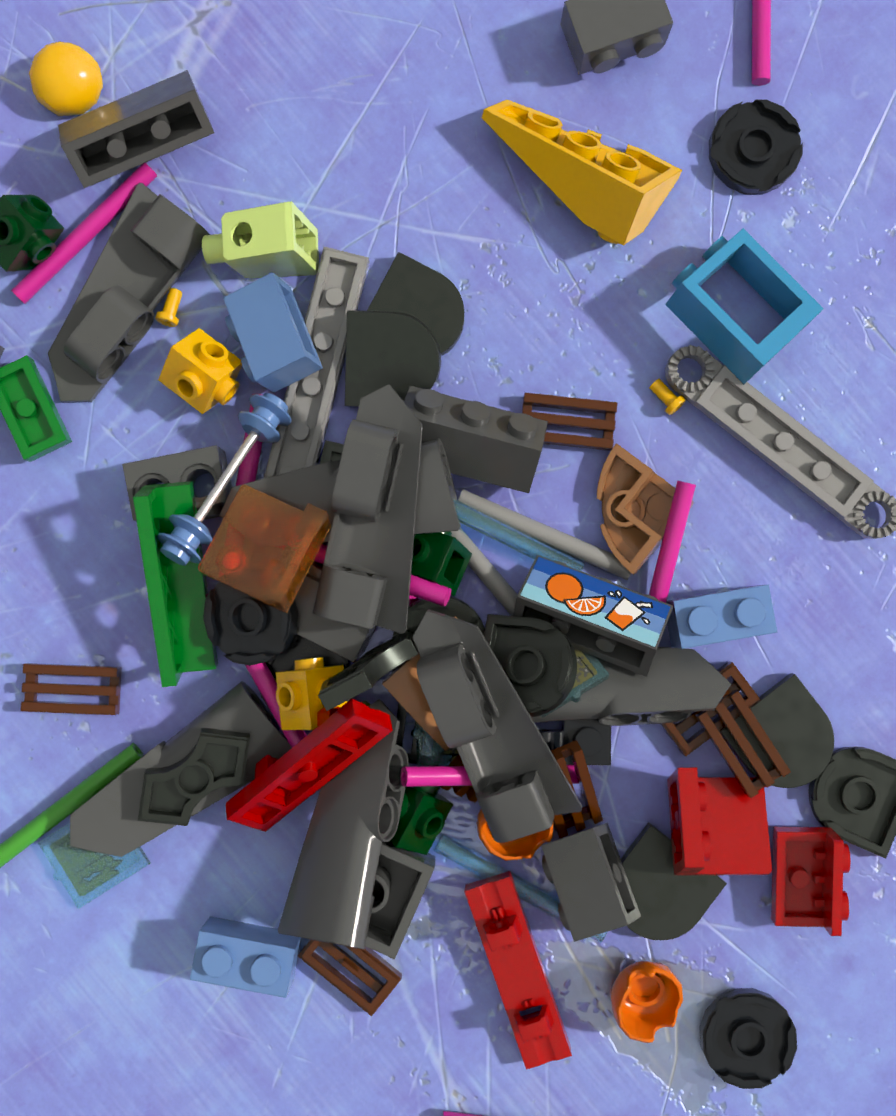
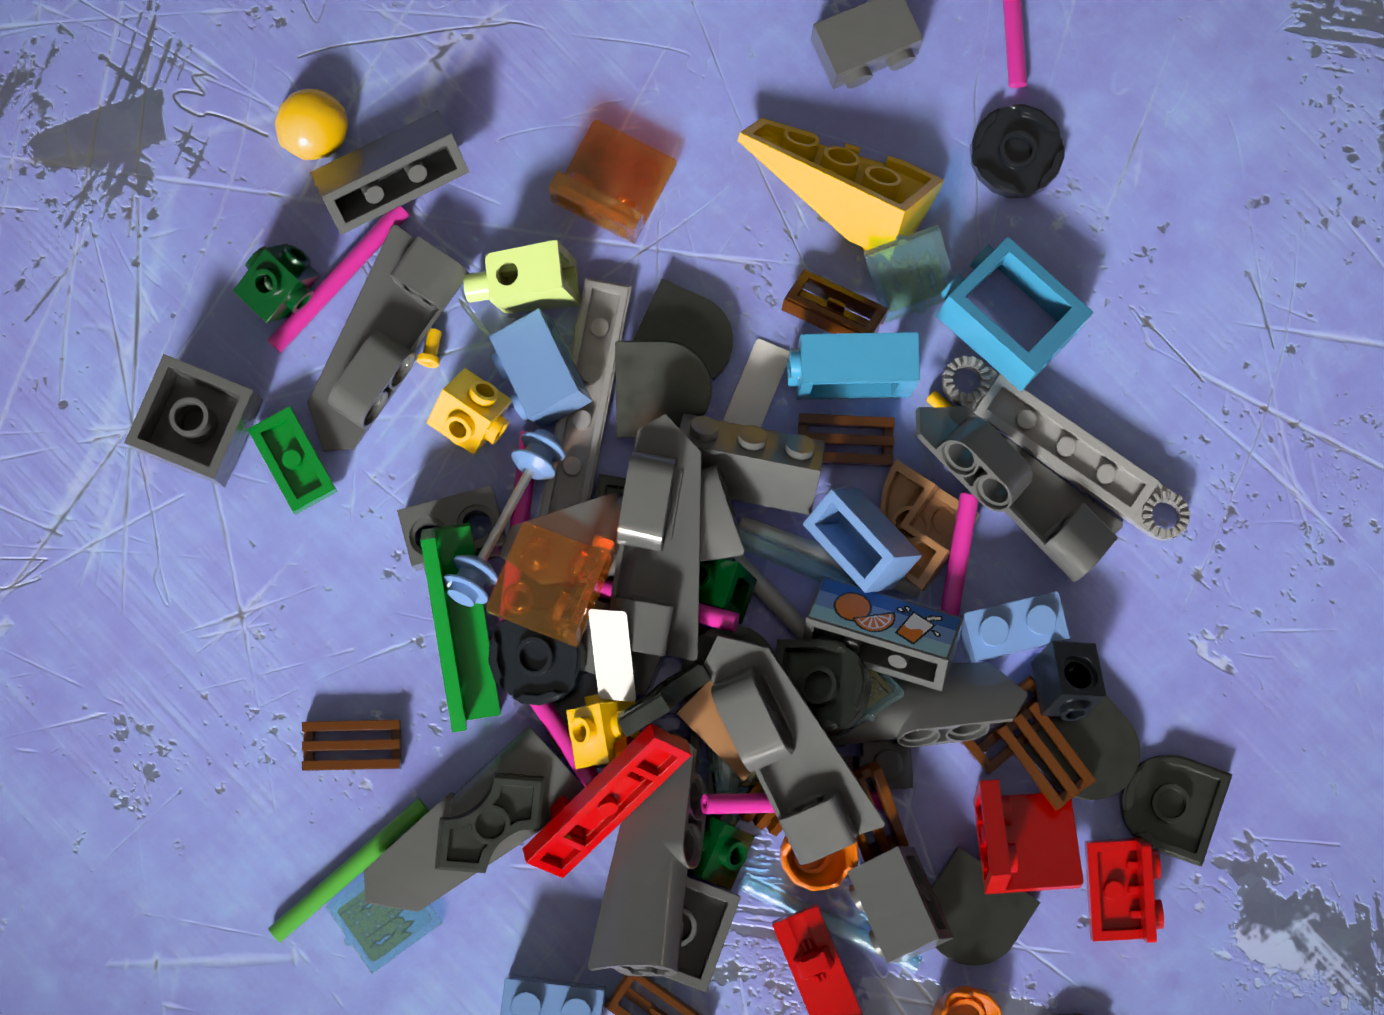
camera: 10 degrees left, 5 degrees down
(320, 623) = (612, 655): none -> white sticker
(356, 153) = (613, 181): none -> clear orange bracket
(486, 362) = (757, 384): none -> white sticker
(567, 295) = (832, 314): none -> reddish brown tile
(577, 521) = (862, 539): none -> medium blue piece
(583, 347) = (854, 365): none -> dark azure window
(642, 259) = (910, 272): none -> clear light blue piece
(726, 471) = (1010, 480): none -> dark grey panel
(772, 672) = (1068, 680): none -> black brick

